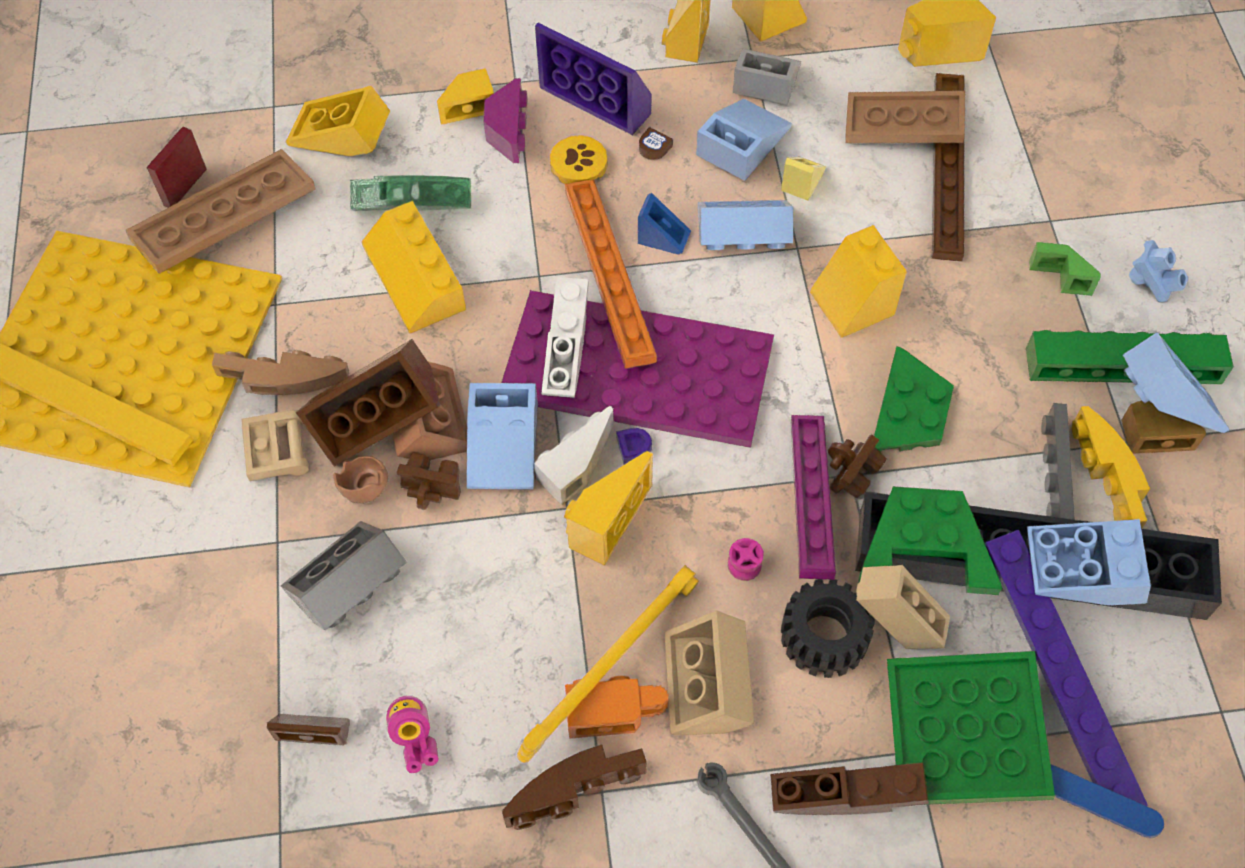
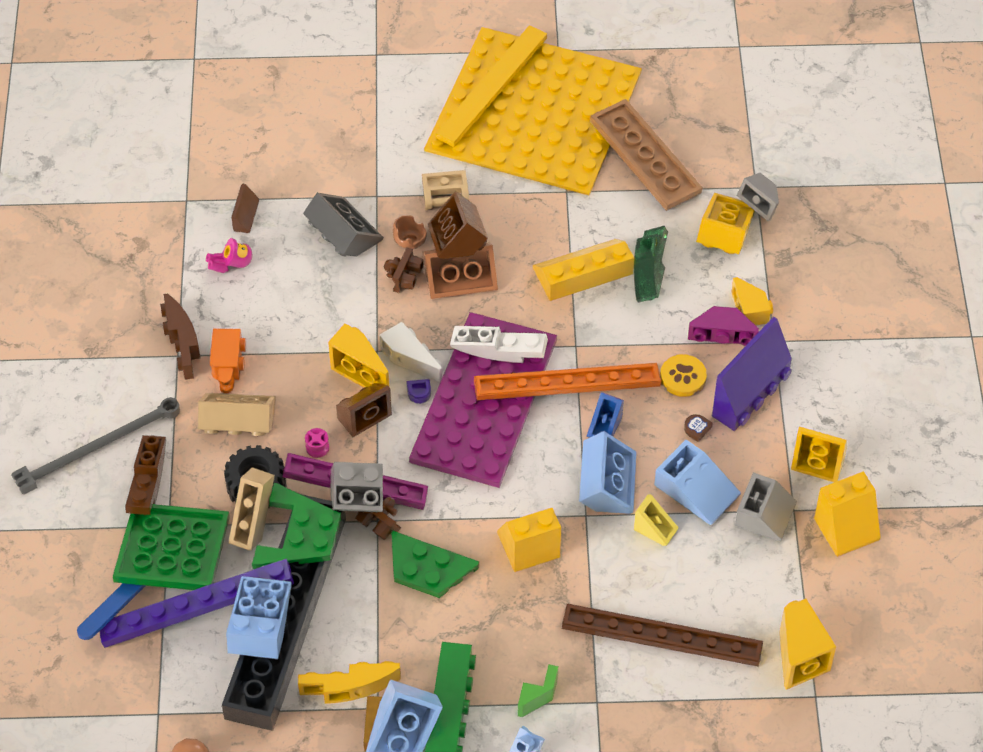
camera: 95 degrees right, 5 degrees down
(177, 167) = (680, 124): dark red tile -> none
(294, 374) = (496, 189): medium nougat slope -> none
(300, 87) = (760, 195): none -> light grey slope
(501, 435) = (432, 308): light blue slope -> none
(682, 583) = (307, 406): yellow hinge -> none
(684, 497) = (365, 408): none -> reddish brown slope
(843, 474) = (357, 486): none -> light grey slope
(906, 117) = (706, 602): medium nougat plate -> none
(1057, 456) = (355, 646): dark grey plate -> none

